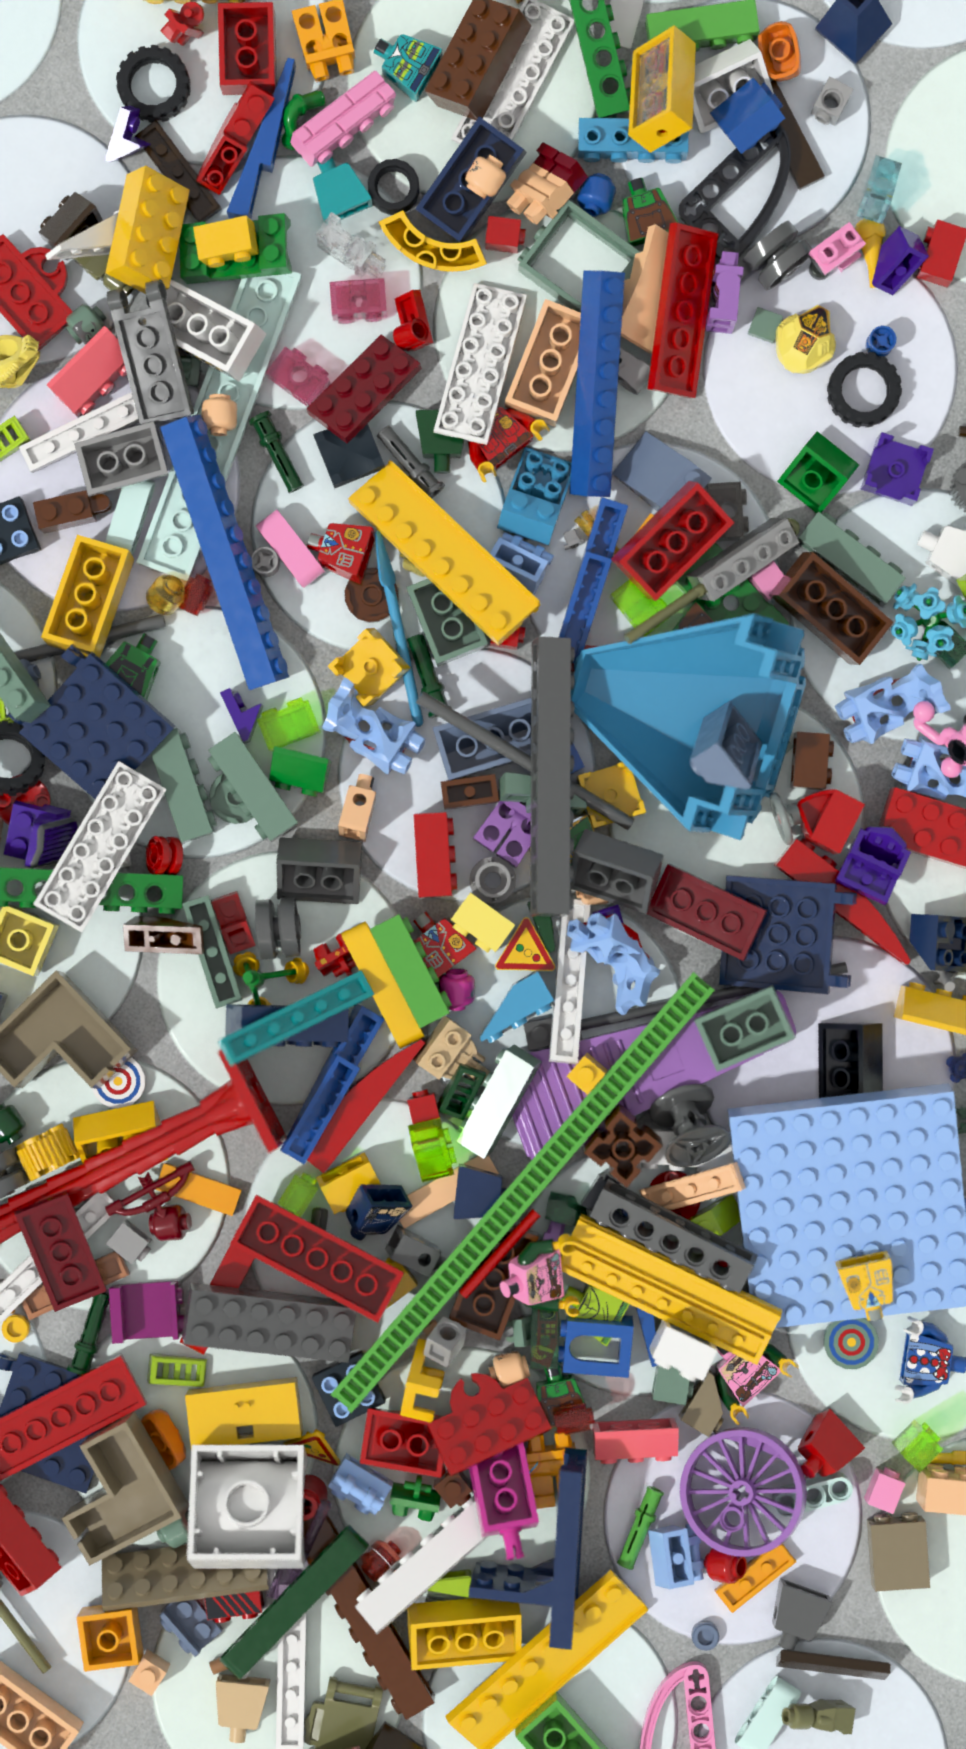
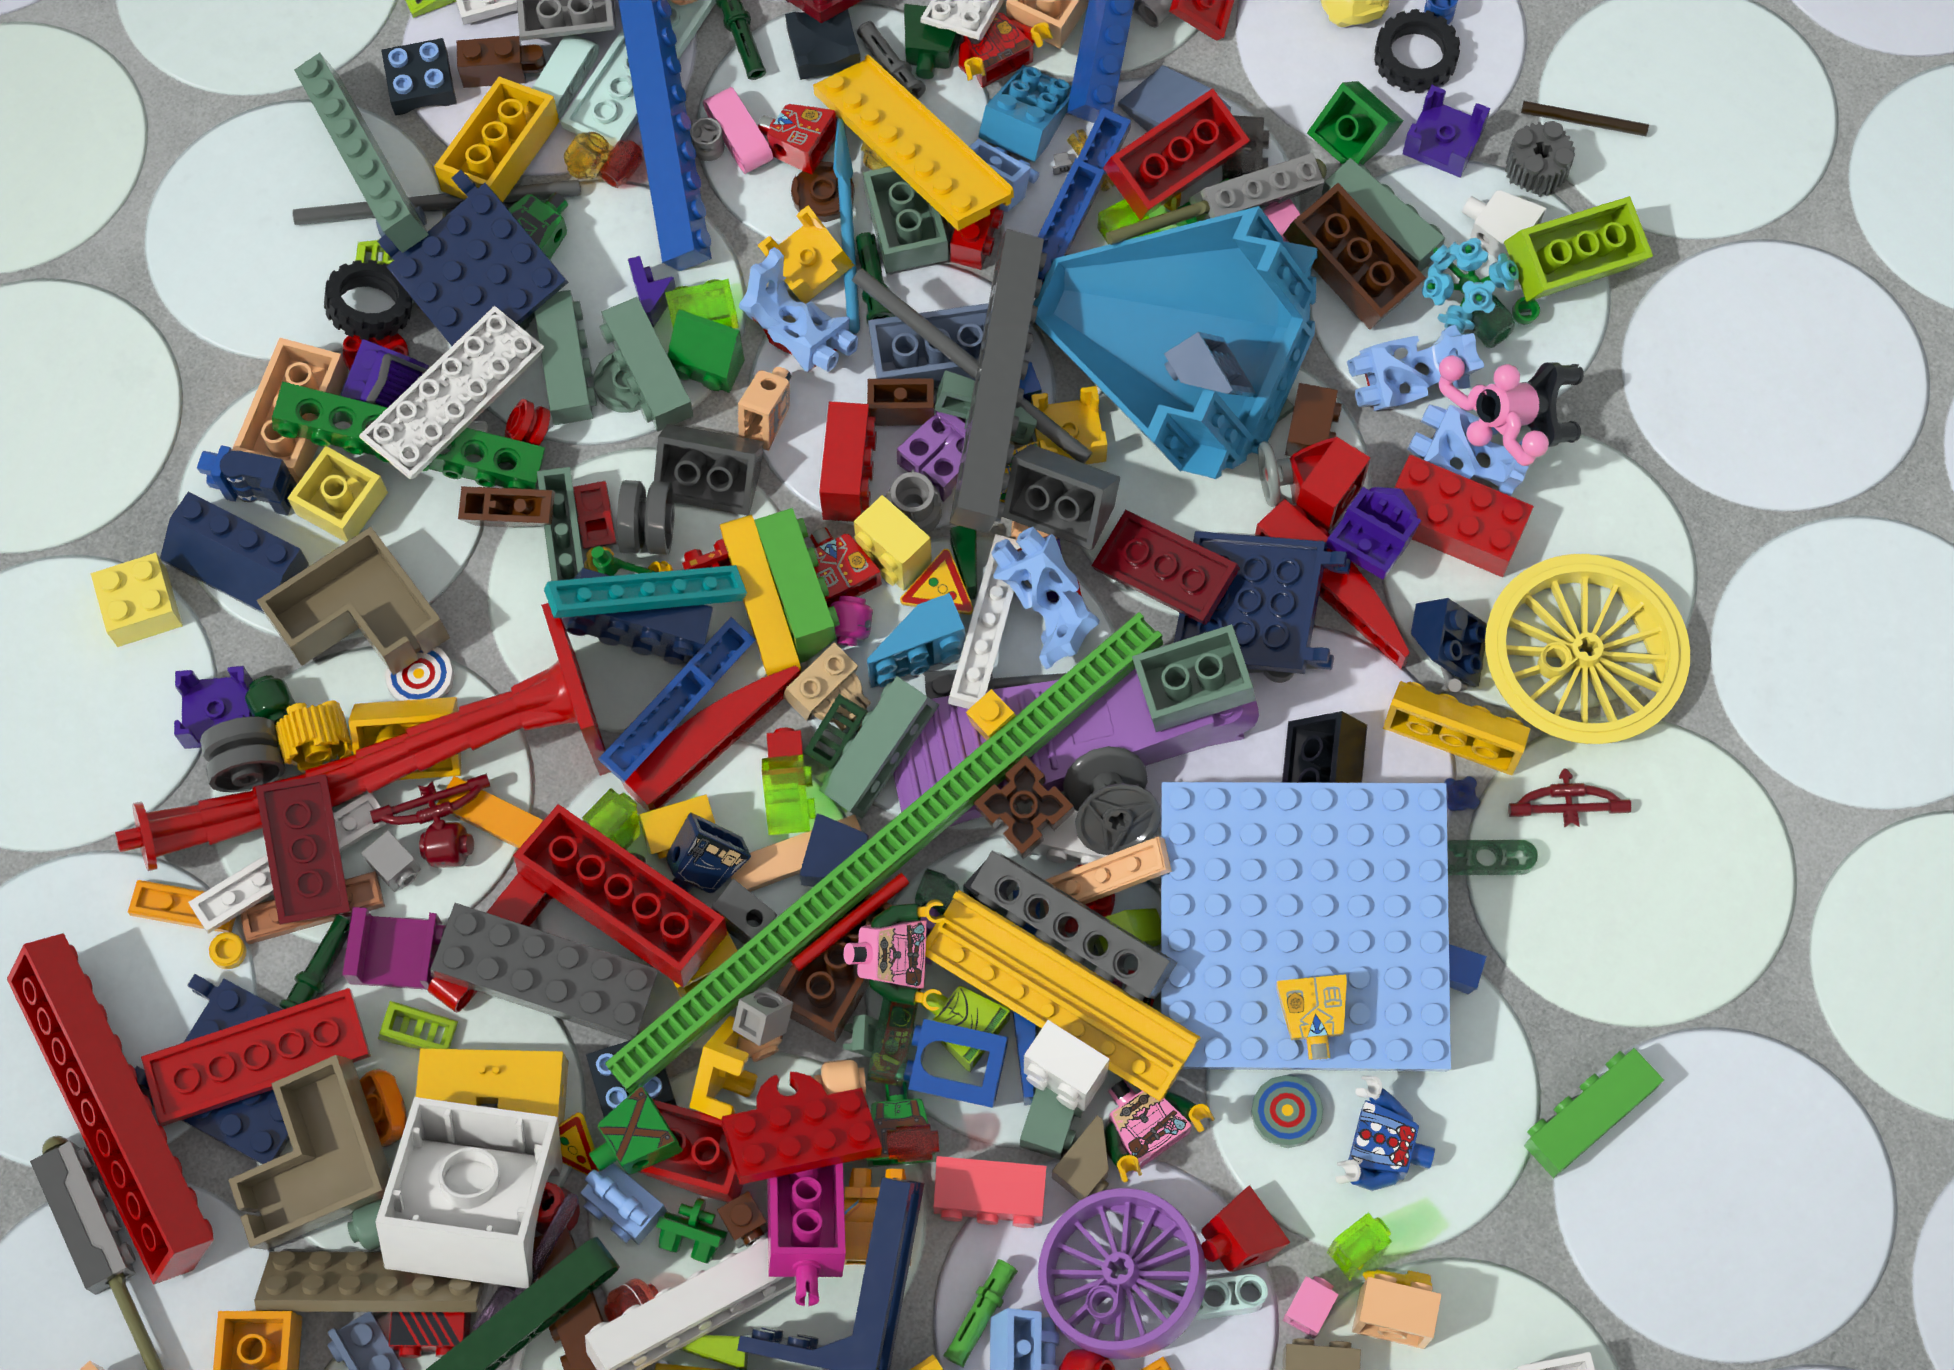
camera: 10 degrees right, 20 degrees down
(363, 1444) = (635, 1135): none -> green torso

